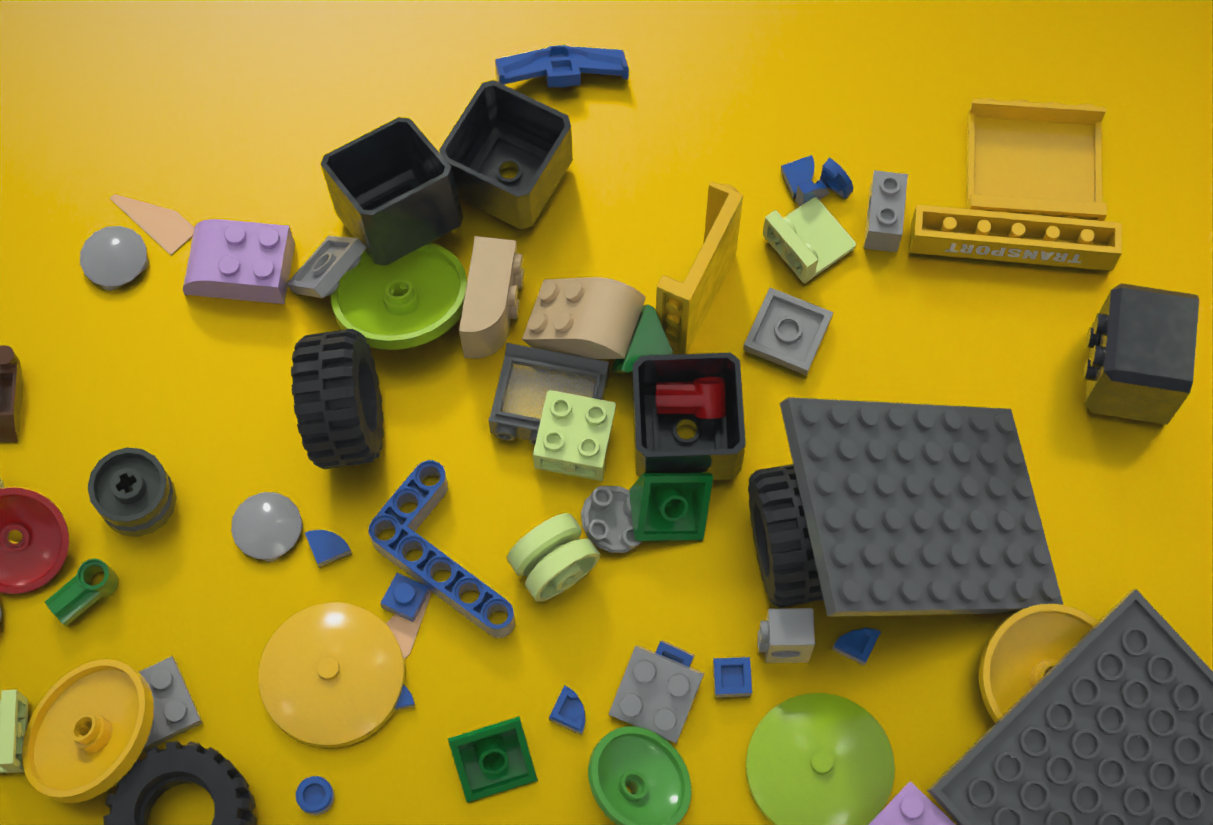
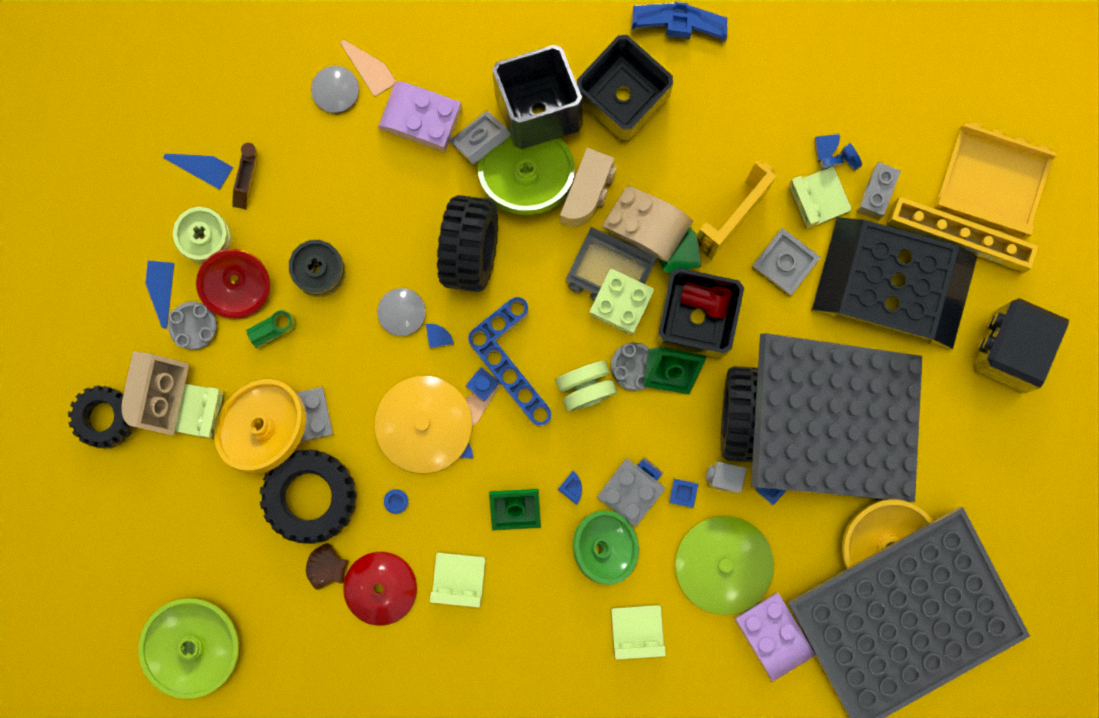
camera: 15 degrees right, 15 degrees up
(895, 325) = (860, 275): none -> black slope

